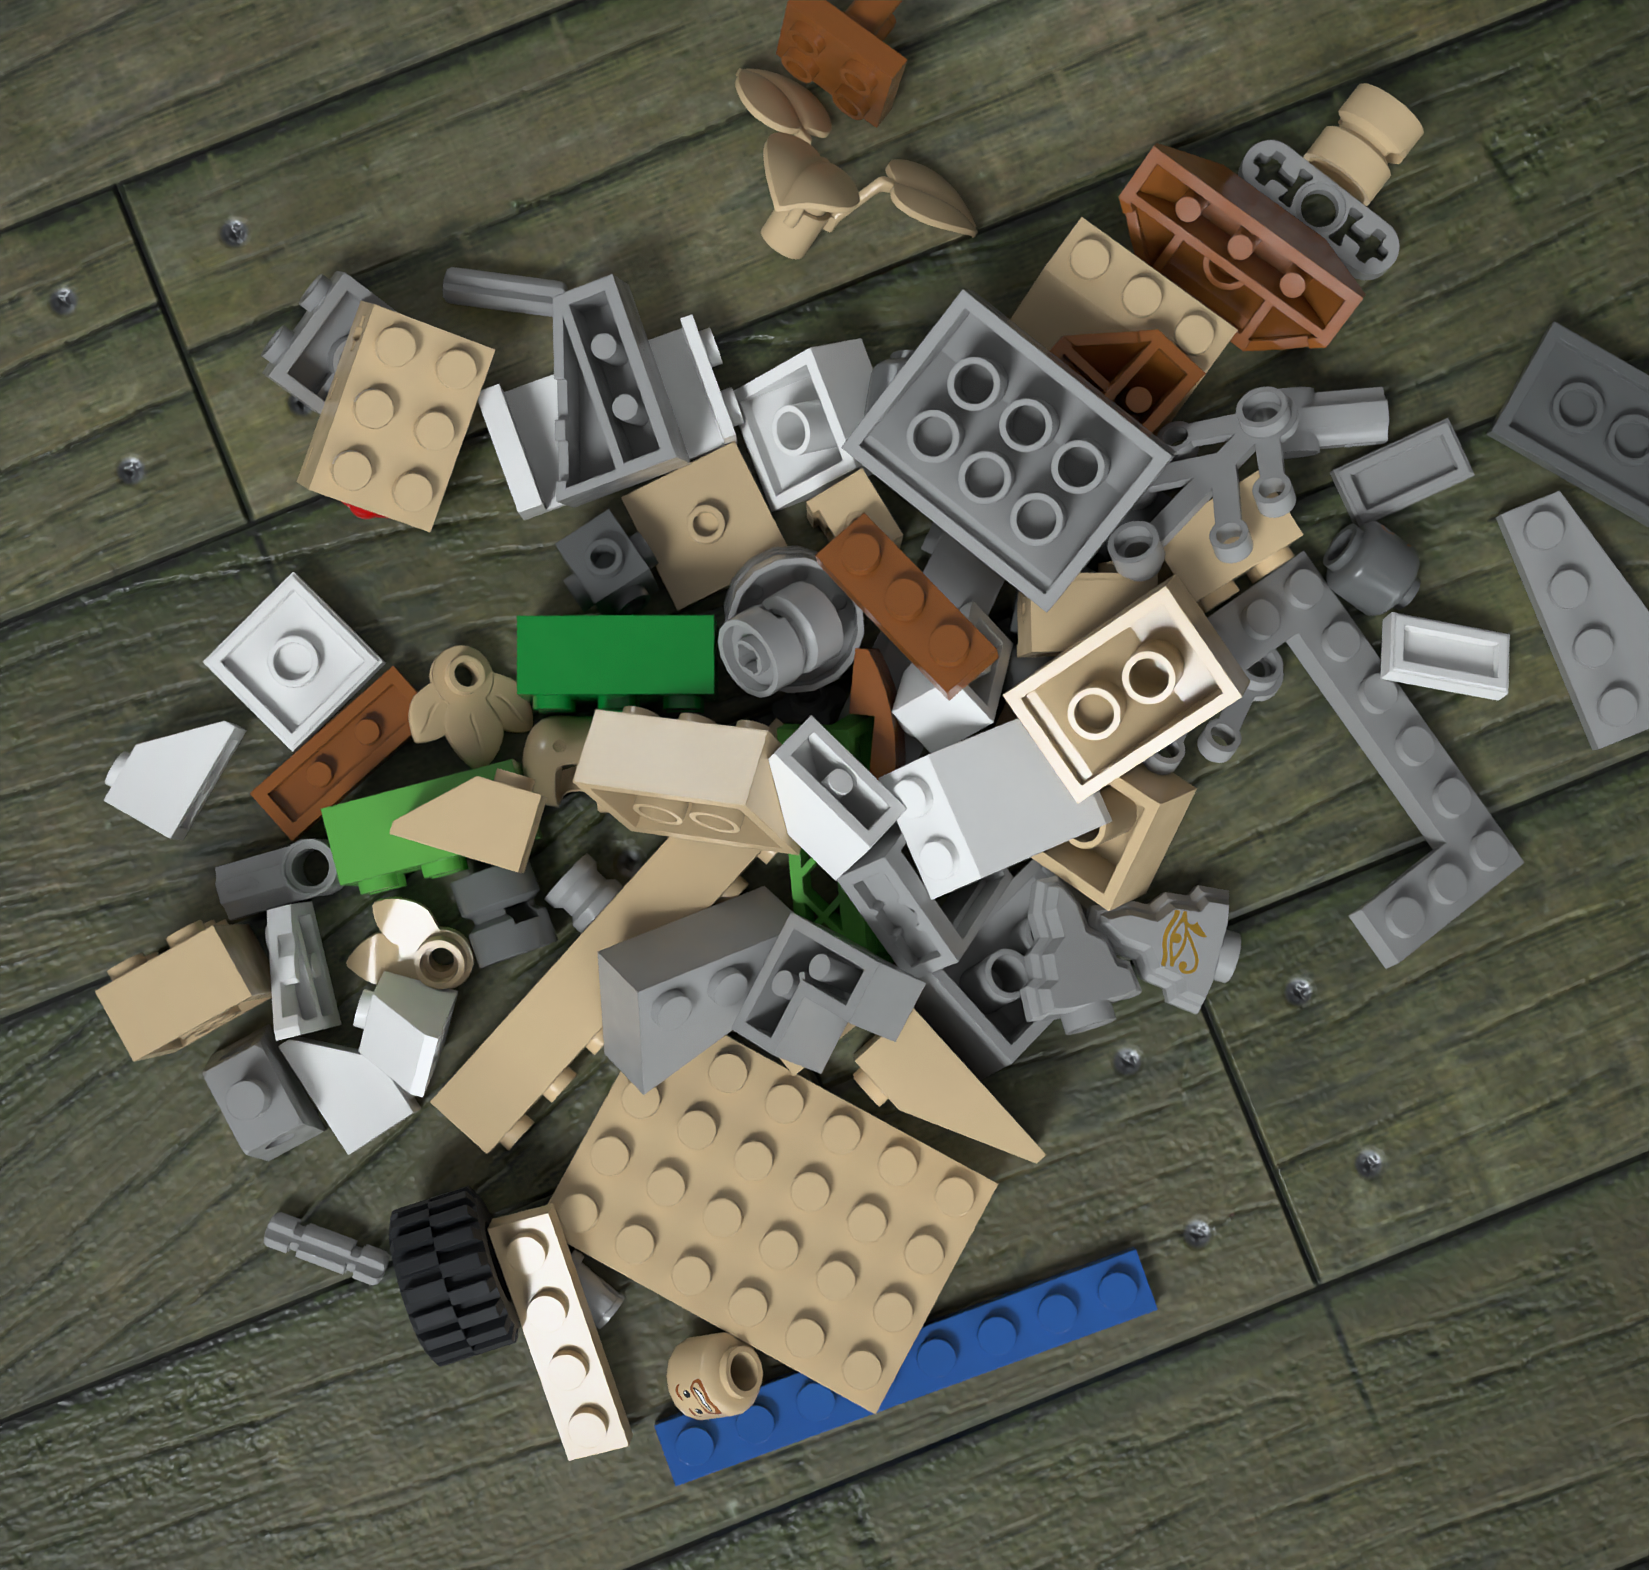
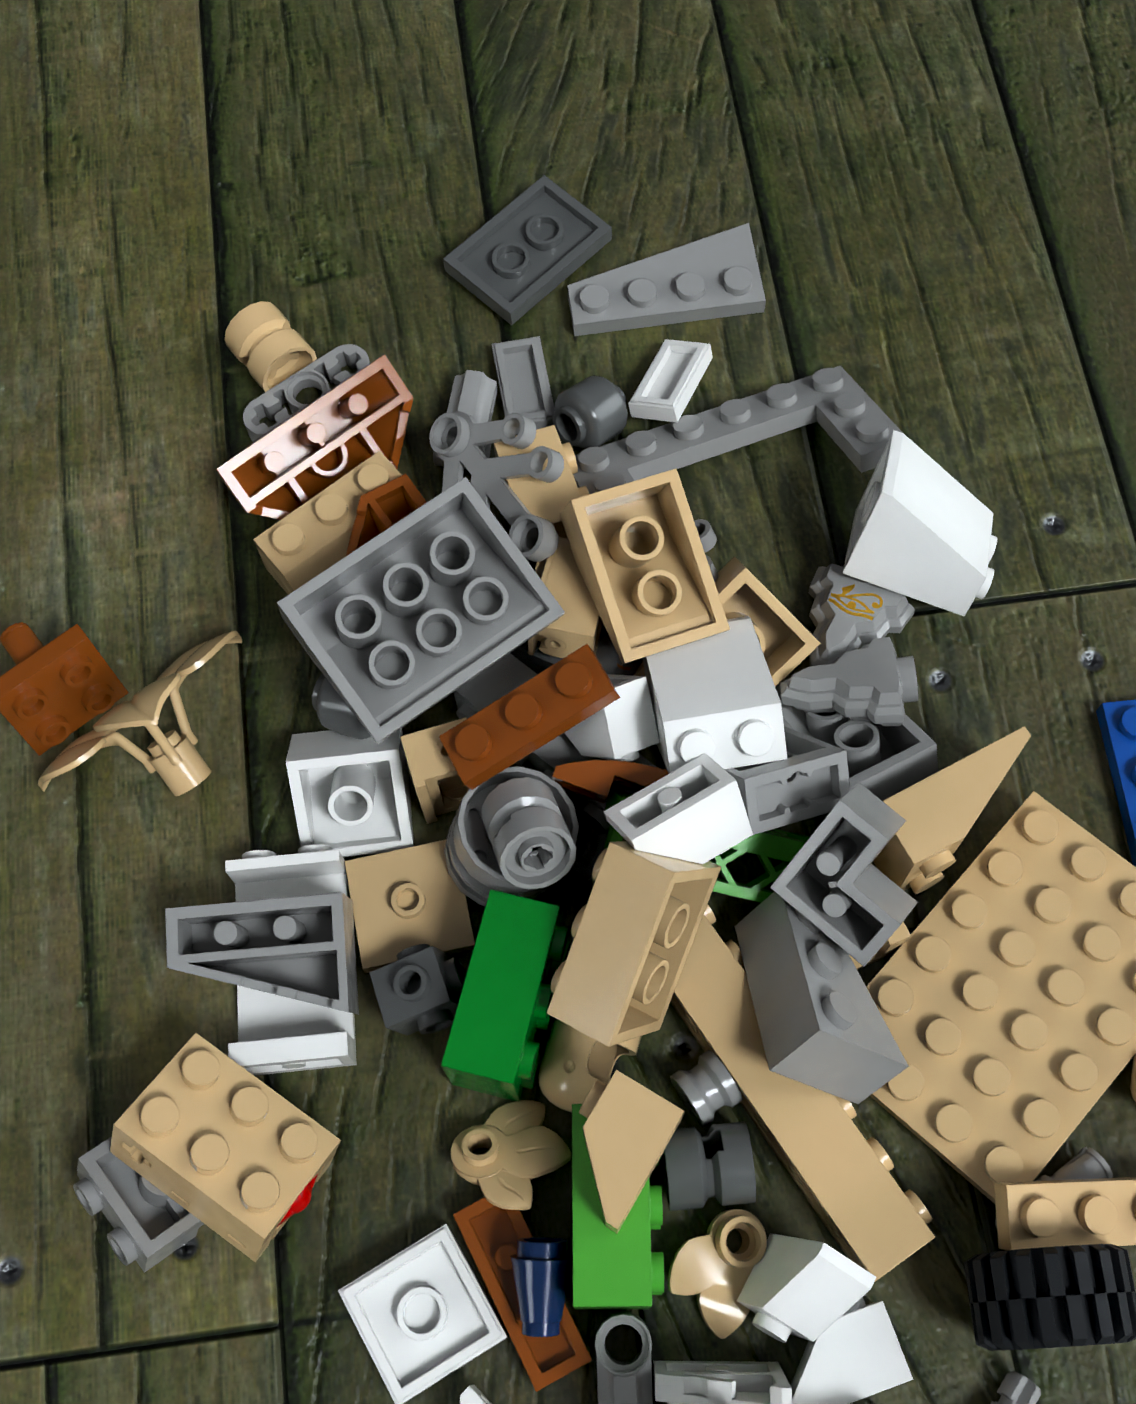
camera: 70 degrees left, 20 degrees down
(346, 772) = (541, 1283): none -> dark blue cone
(501, 291) = (151, 1027): light grey axle -> none
(1286, 1002) = (921, 532): none -> white slope

